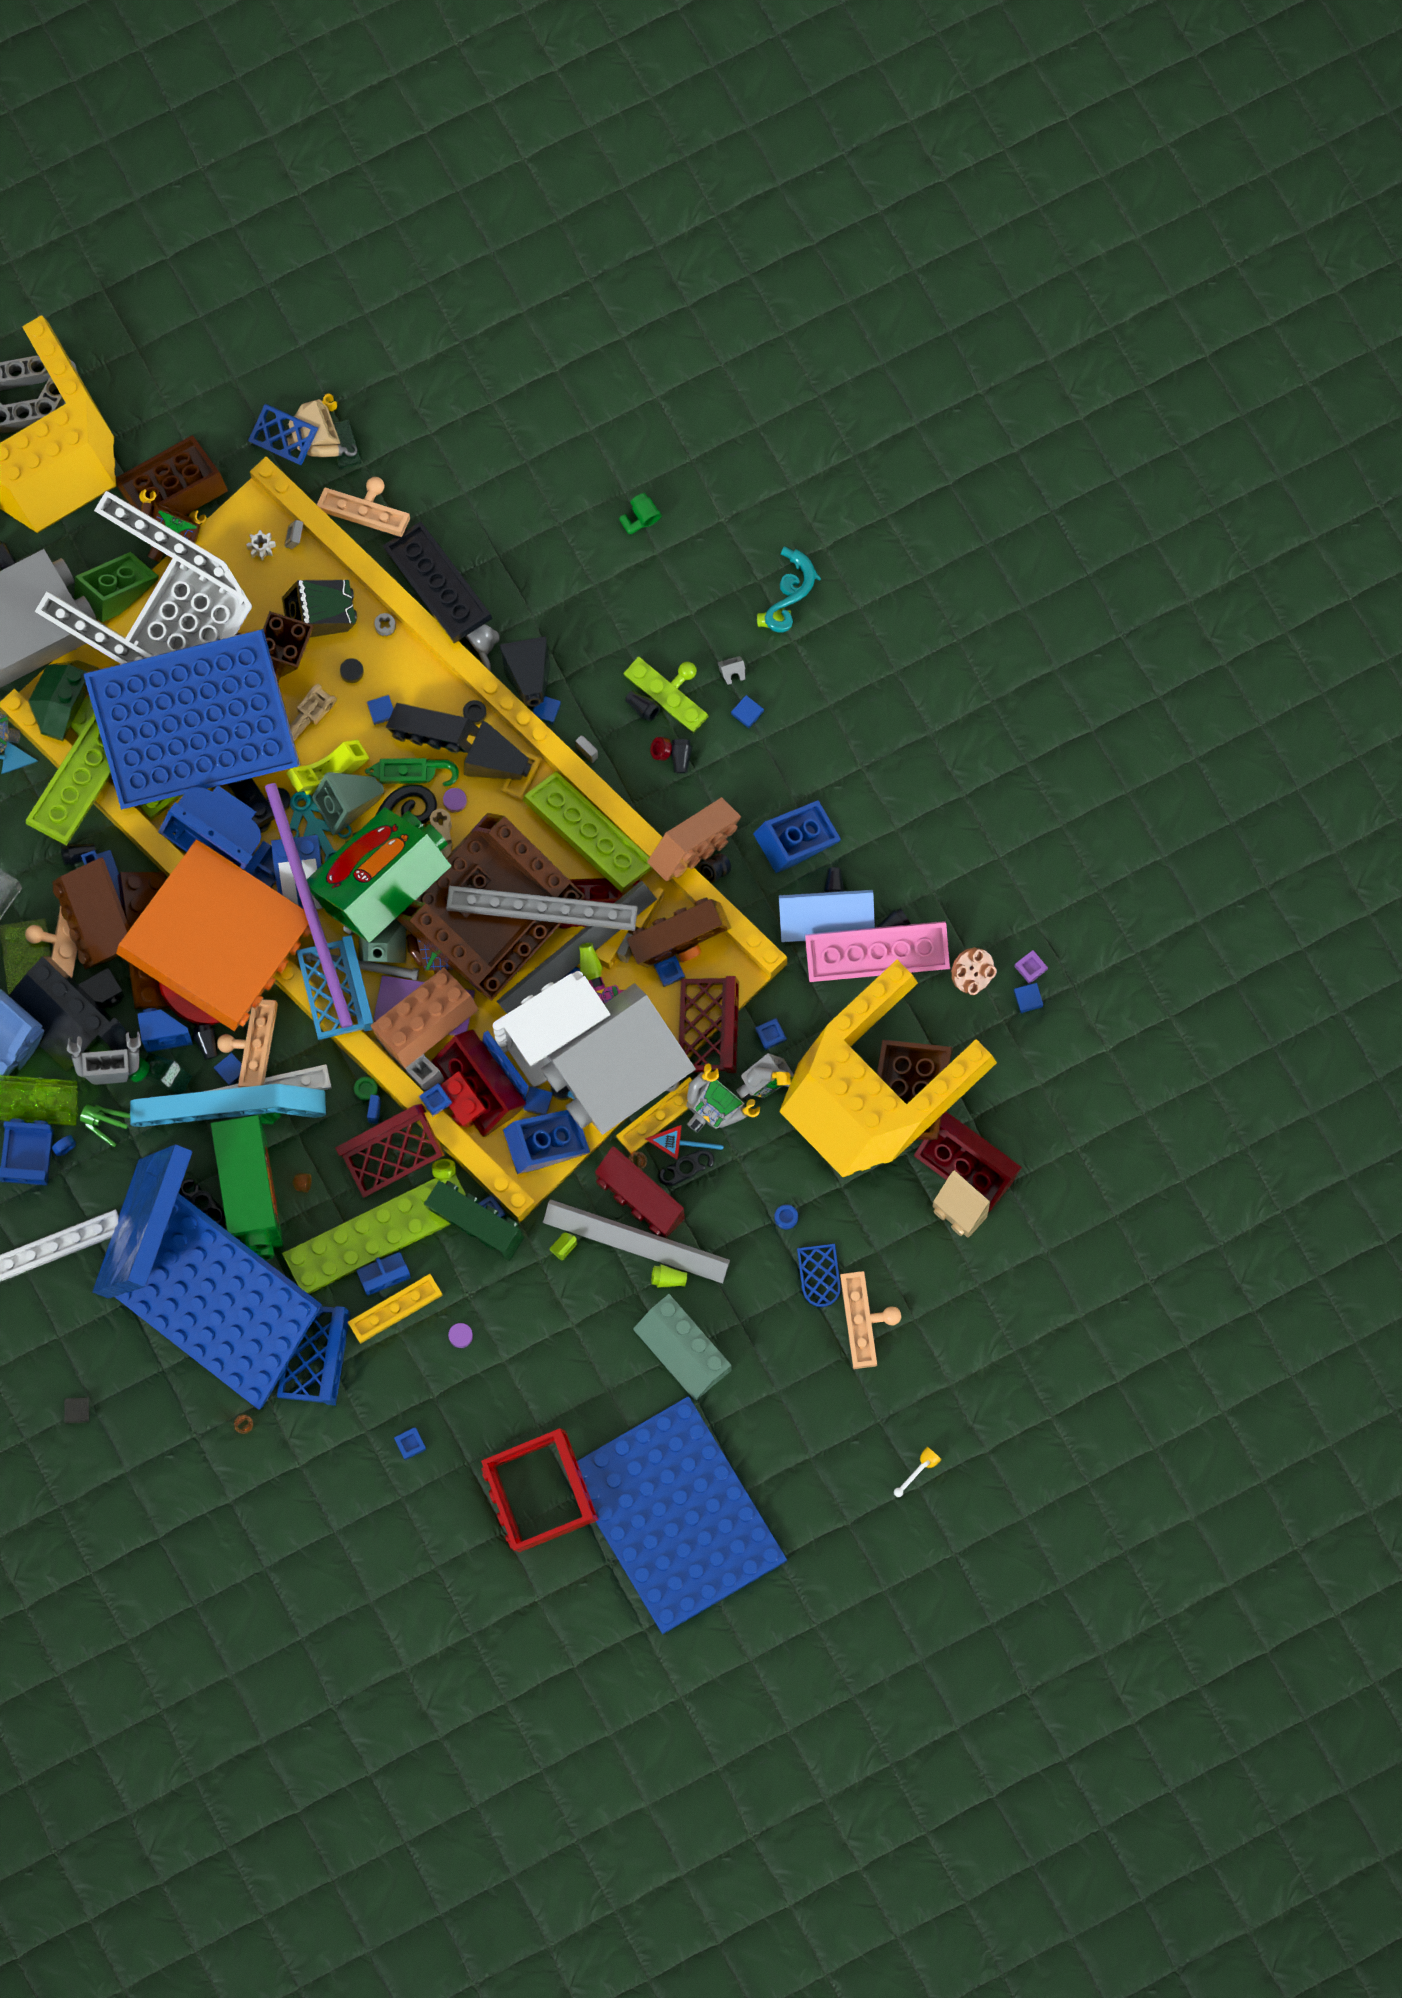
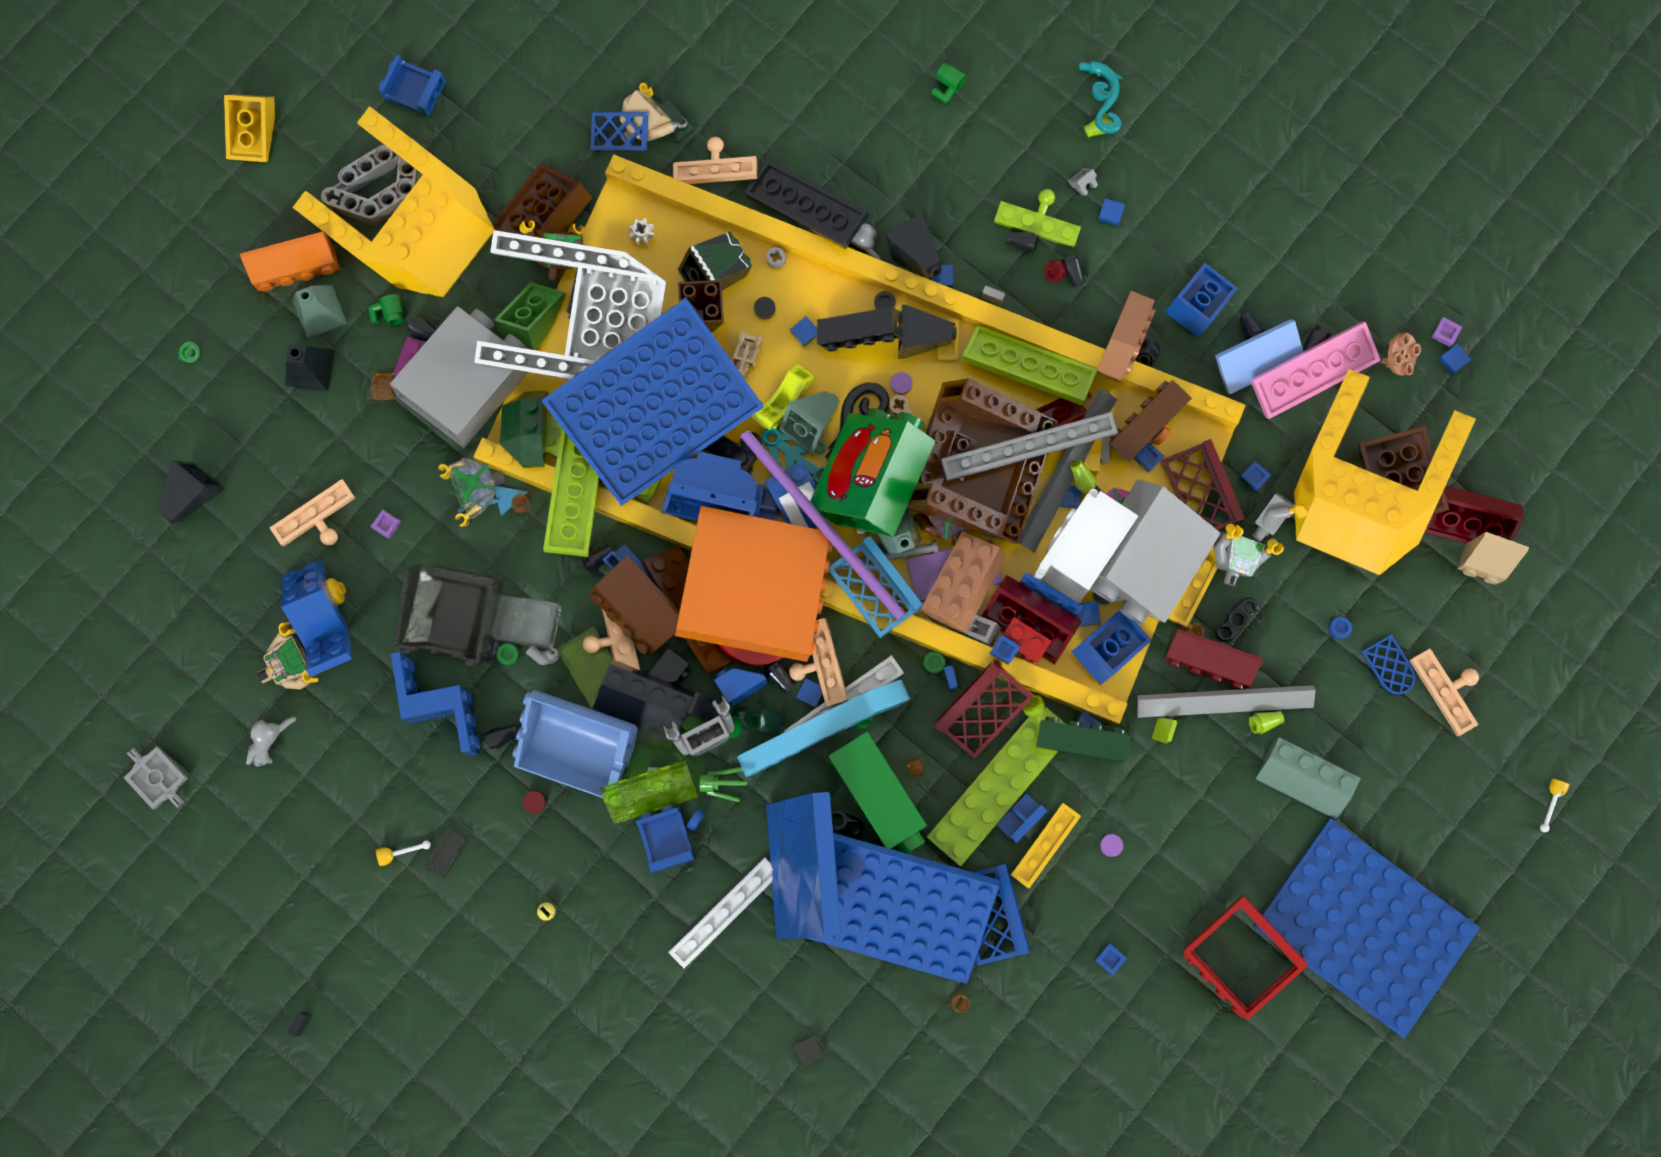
camera: 20 degrees left, 5 degrees up
(25, 765) = (520, 500): none -> clear orange hinge
(95, 306) = (411, 86): none -> blue panel
(293, 534) = (665, 211): light grey tile -> none
(411, 770) = (854, 373): green plate -> none
(670, 1140) = (1215, 603): piece -> none

